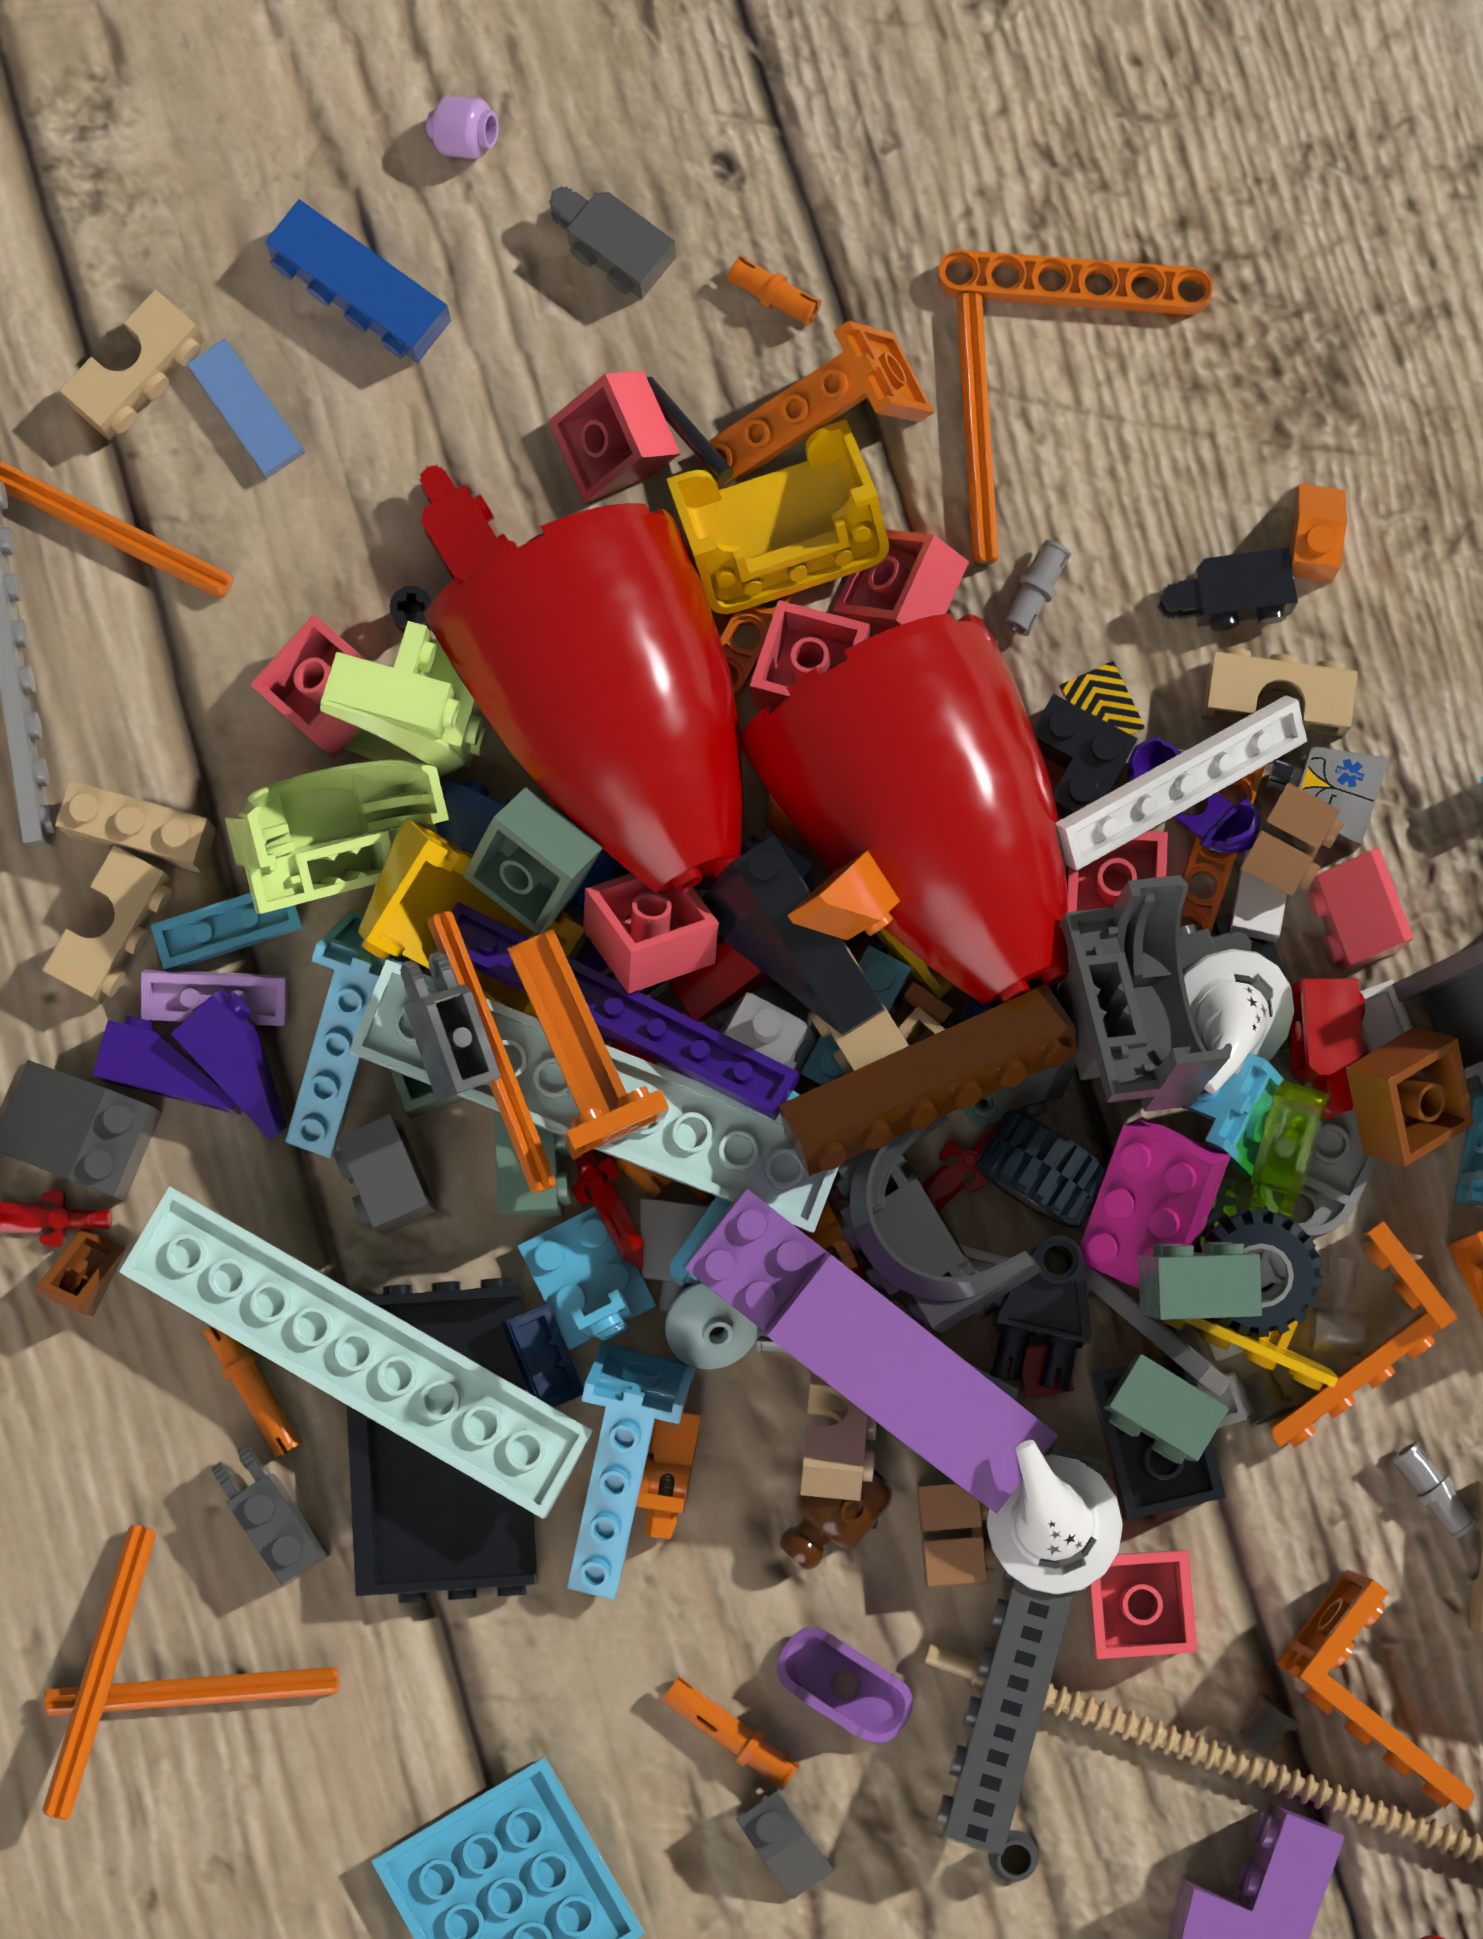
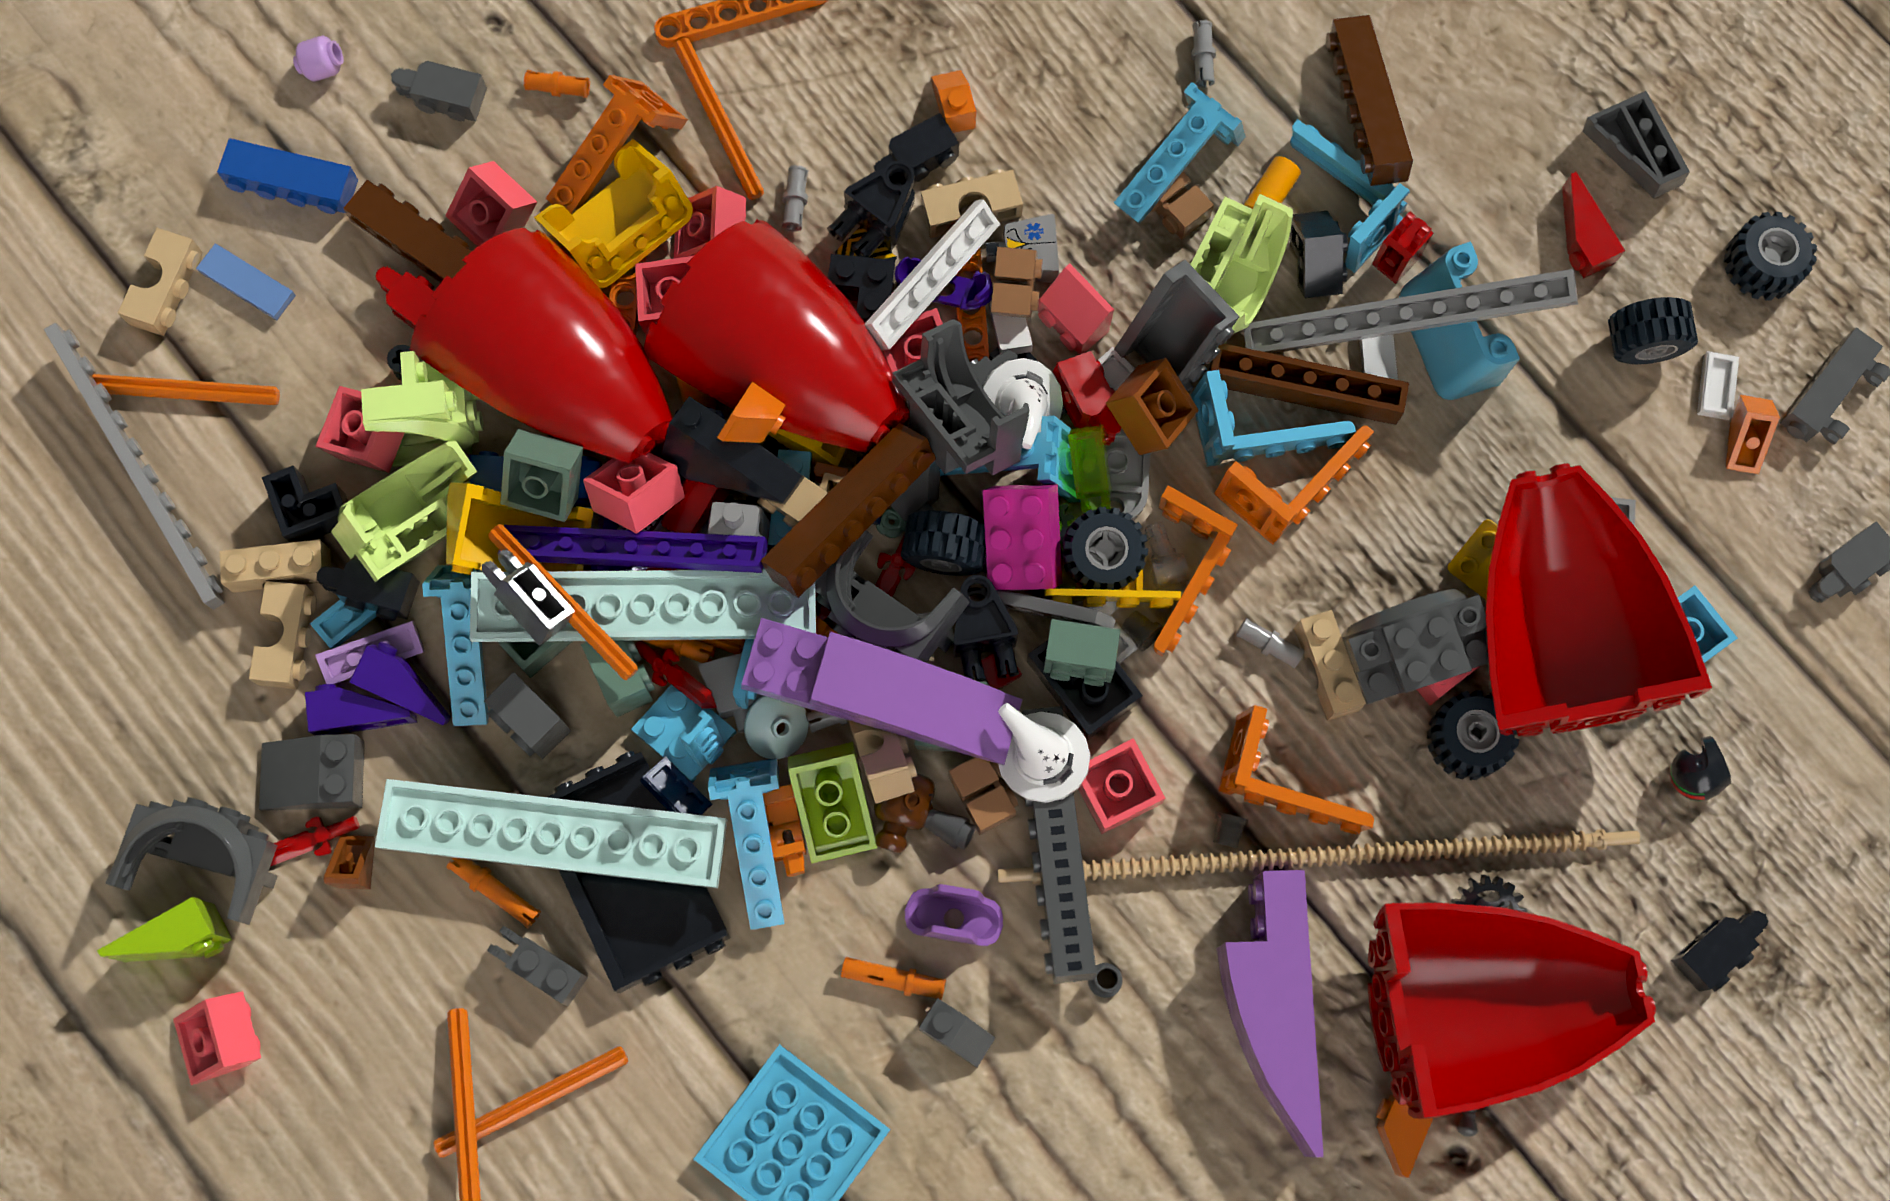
camera: 30 degrees left, 5 degrees down
(193, 765) = (299, 512): none -> black brick
(230, 911) = (388, 596): none -> black hinge
(494, 437) = (406, 232): none -> reddish brown brick
(578, 1047) = (648, 605): orange bracket -> none
(690, 434) = (540, 188): black bar -> none
(745, 1458) = (831, 802): none -> lime slope
(890, 1562) = (951, 828): none -> dark grey cone
(1145, 652) = (877, 207): none -> black piece
(1199, 1284) = (1070, 562): sand green brick -> none

